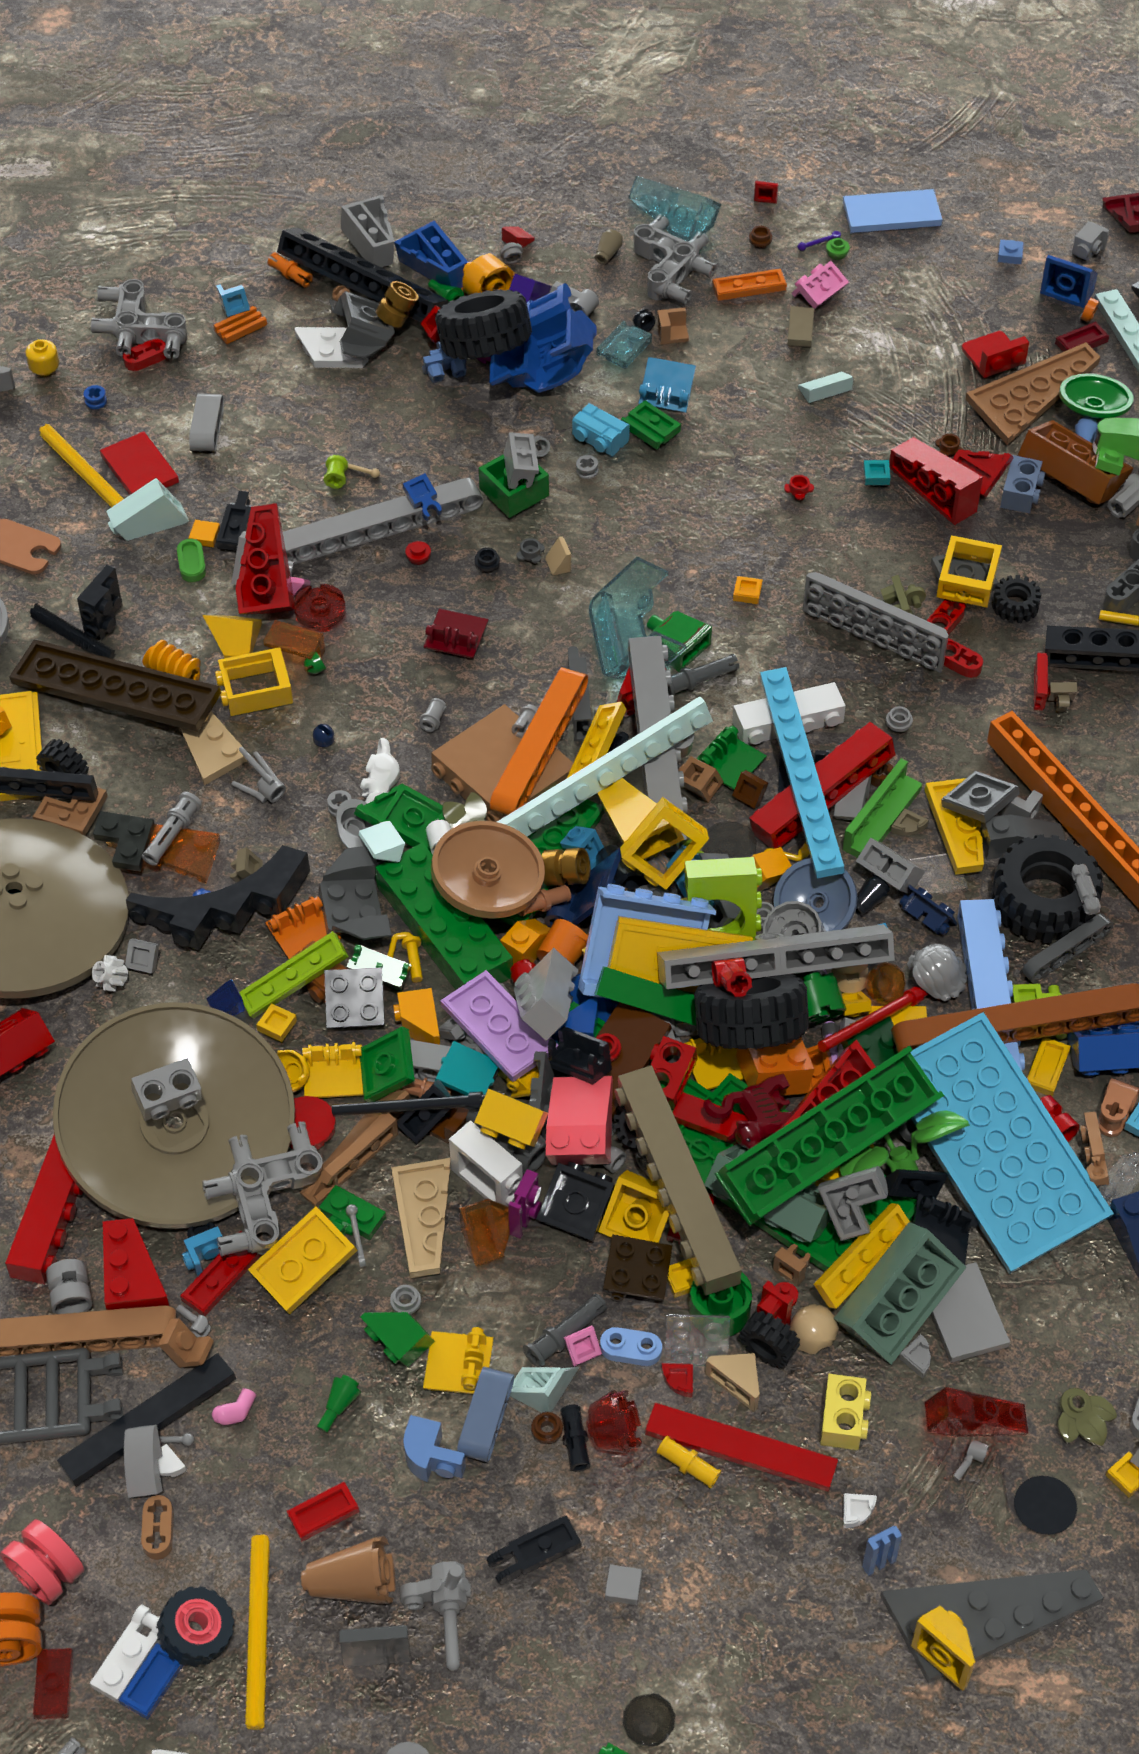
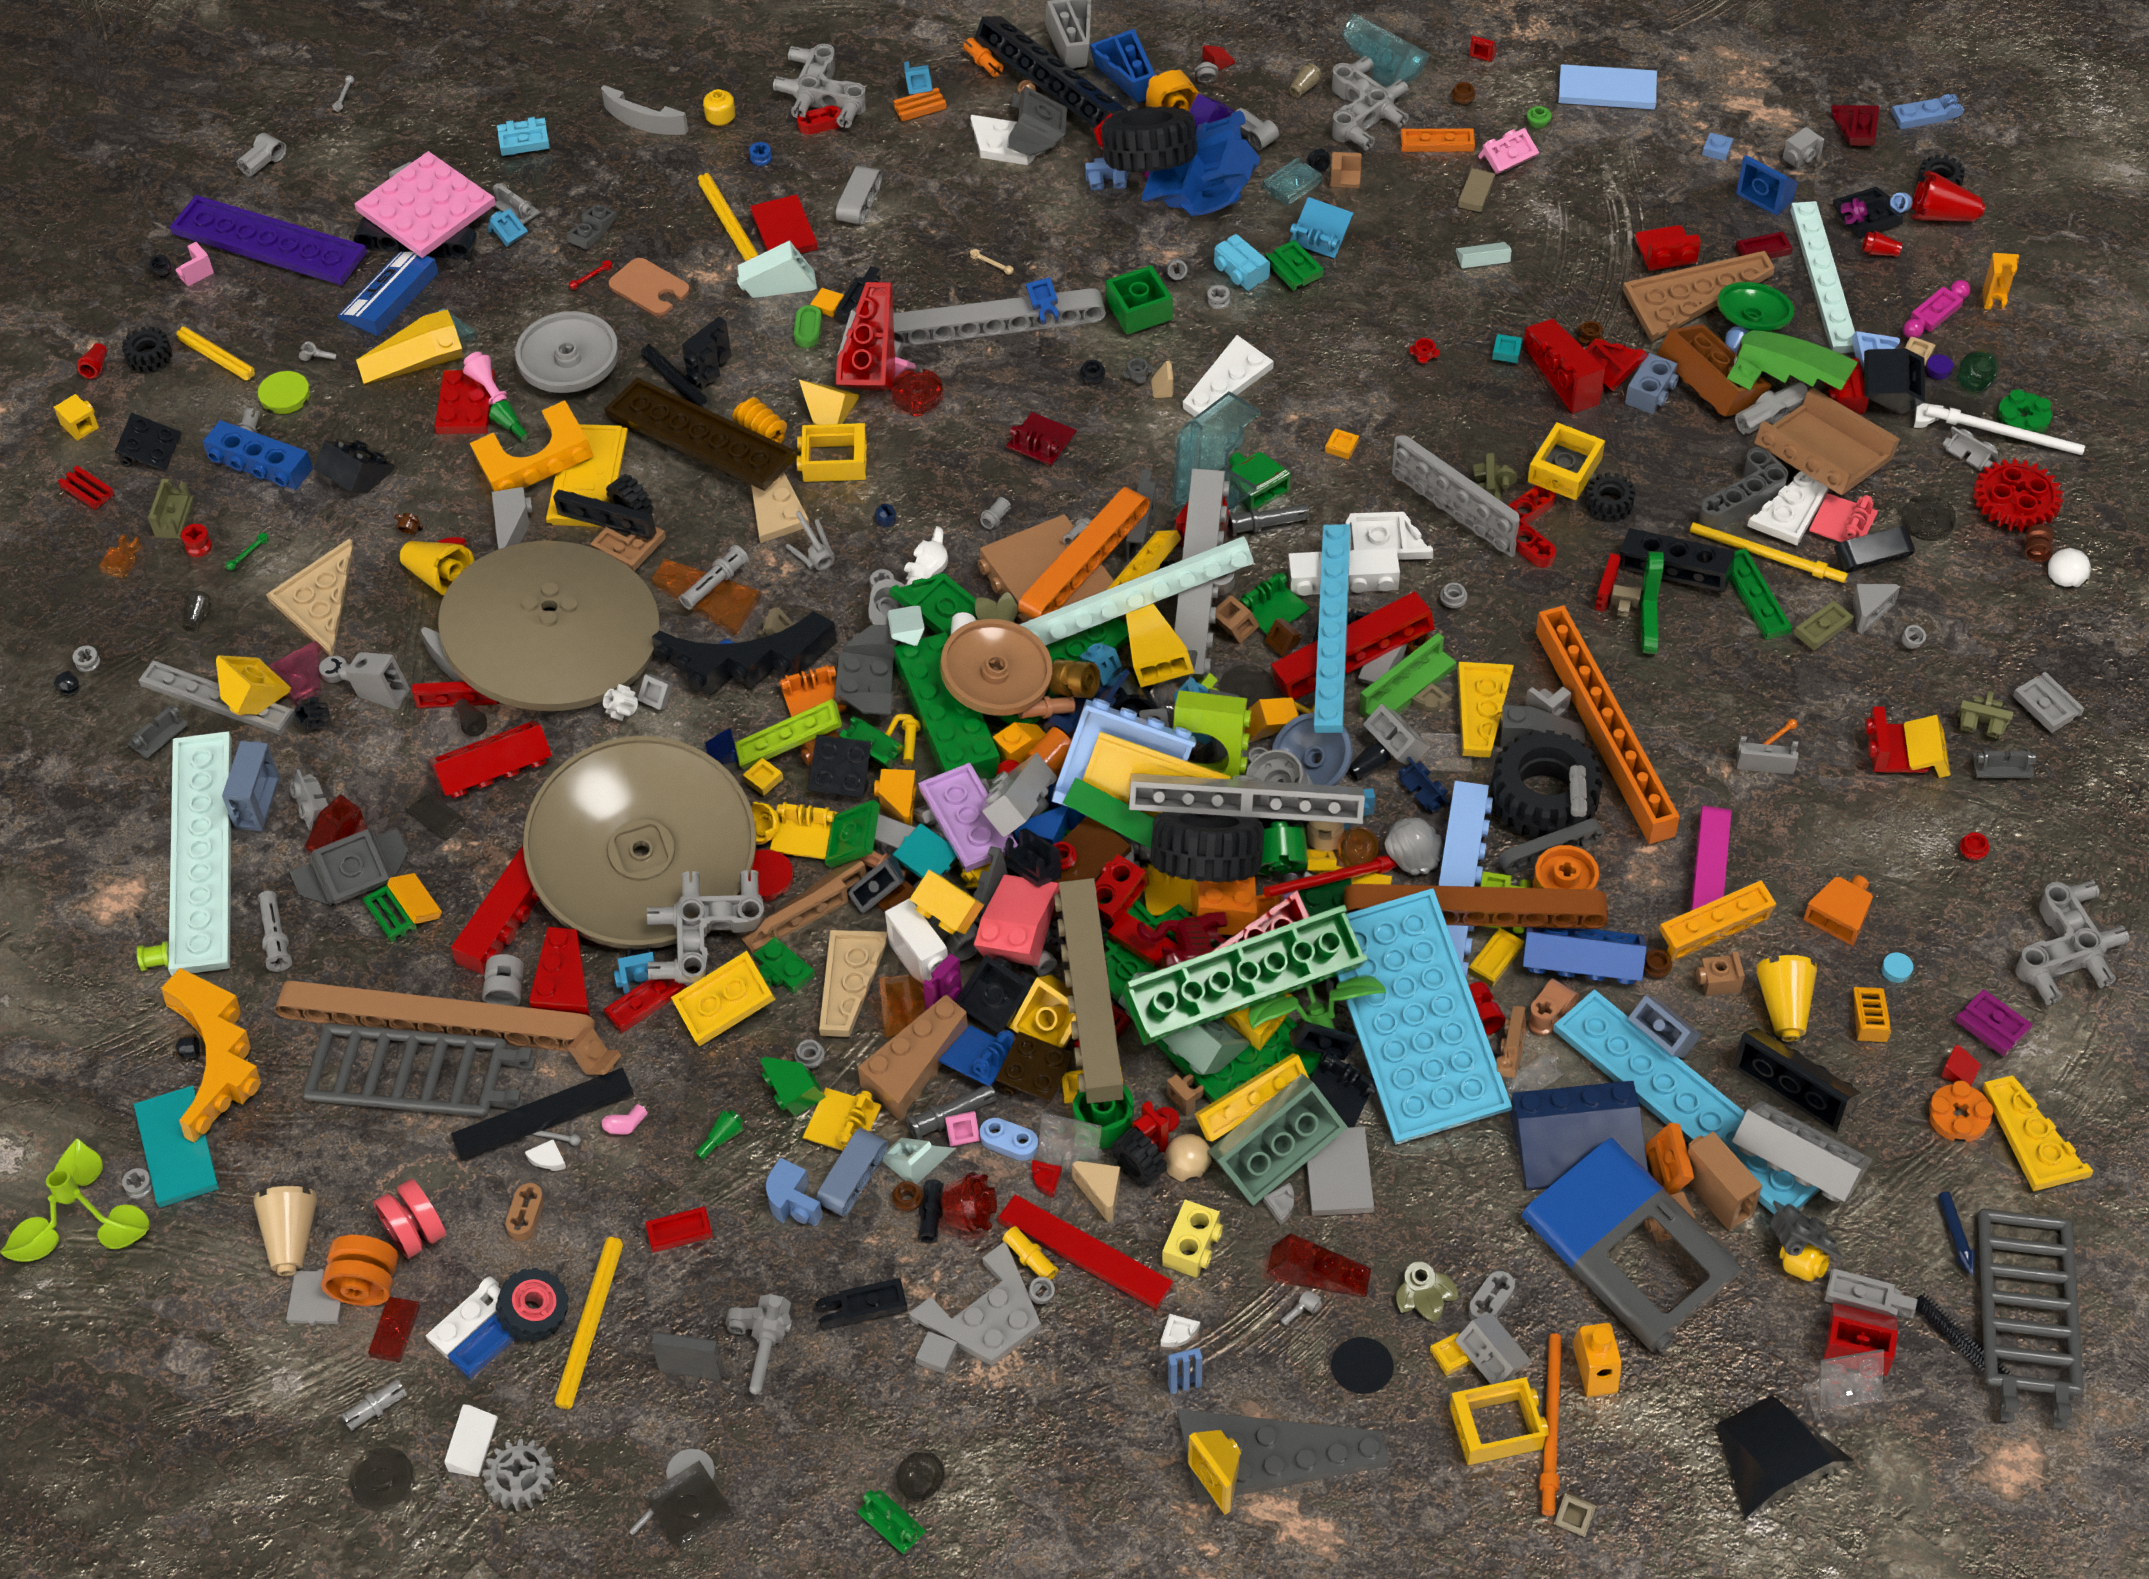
camera: 15 degrees right, 0 degrees up
(130, 833) = (674, 577): pearl dark grey plate -> none
(140, 1461) = (524, 1147): light grey slope -> none
(162, 1082) = (634, 808): light grey brick -> none
(200, 1324) = (613, 1041): light grey hand -> none
(295, 640) = (882, 419): clear orange panel -> none
(316, 664) = (897, 443): green hinge -> none
(336, 467) = (968, 265): lime bush -> none
(351, 1210) = (780, 962): light grey hinge -> none
(353, 1574) = (689, 1289): medium nougat cone -> none
(397, 303) = (1073, 106): pearl gold wheel -> none
(418, 552) = (1027, 354): red plate -> none
(446, 291) = (1128, 101): green cone -> none
(472, 1101) = (857, 874): black bar -> none
(512, 1283) = (911, 1057): none -> medium nougat wedge
(520, 459) = (1146, 277): light grey hinge -> none
(578, 1265) = (979, 1054): none -> blue hinge
(619, 543) = (1233, 372): none -> white wing
(671, 1540) = (992, 1323): none -> light grey wing
(678, 819) = (1186, 651): yellow window -> none
(718, 1498) = (1036, 1286): none -> light grey hinge
(732, 976) = (1191, 807): red piece -> none
(802, 246) = (1503, 109): dark purple hinge -> none
(820, 667) = (1387, 531): none -> white wing
(846, 1195) = (1245, 1036): light grey brick -> none
(980, 796) = (1506, 683): dark grey tile -> none
(1086, 700) = (1648, 602): none -> green beam
(1090, 310) = (1780, 218): orange tile -> none
(1092, 968) = (1566, 869): none -> orange wheel

